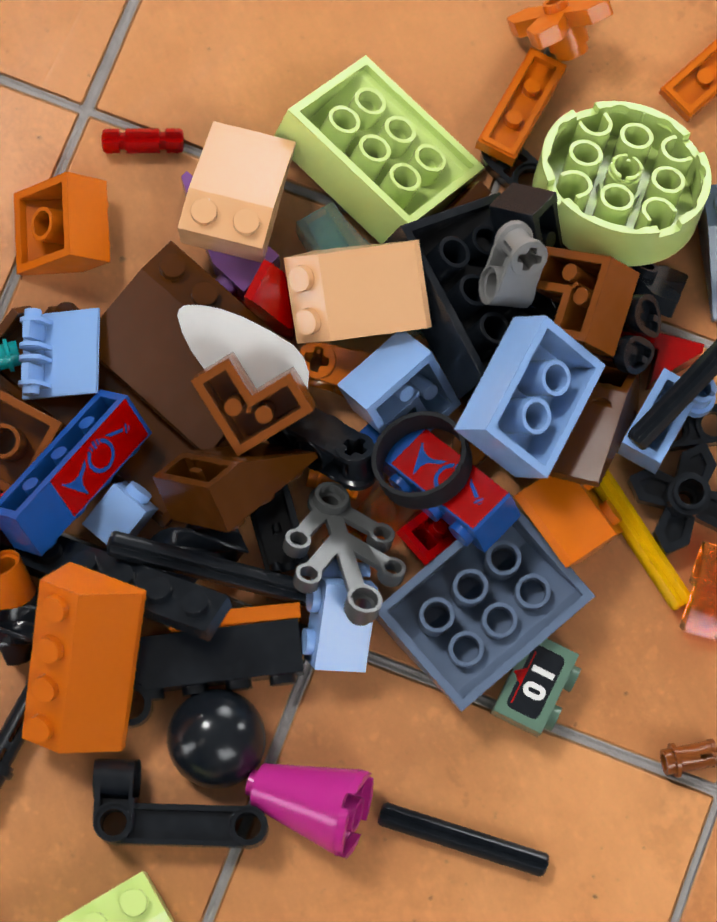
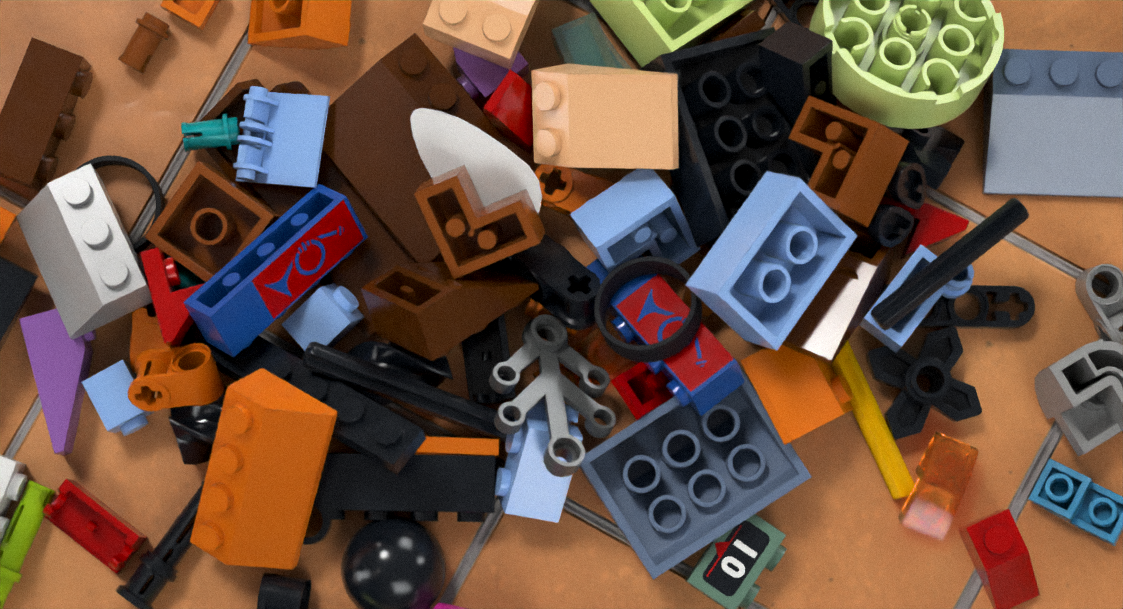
camera: 10 degrees right, 5 degrees up
(515, 271) = (773, 116): light grey piece -> none

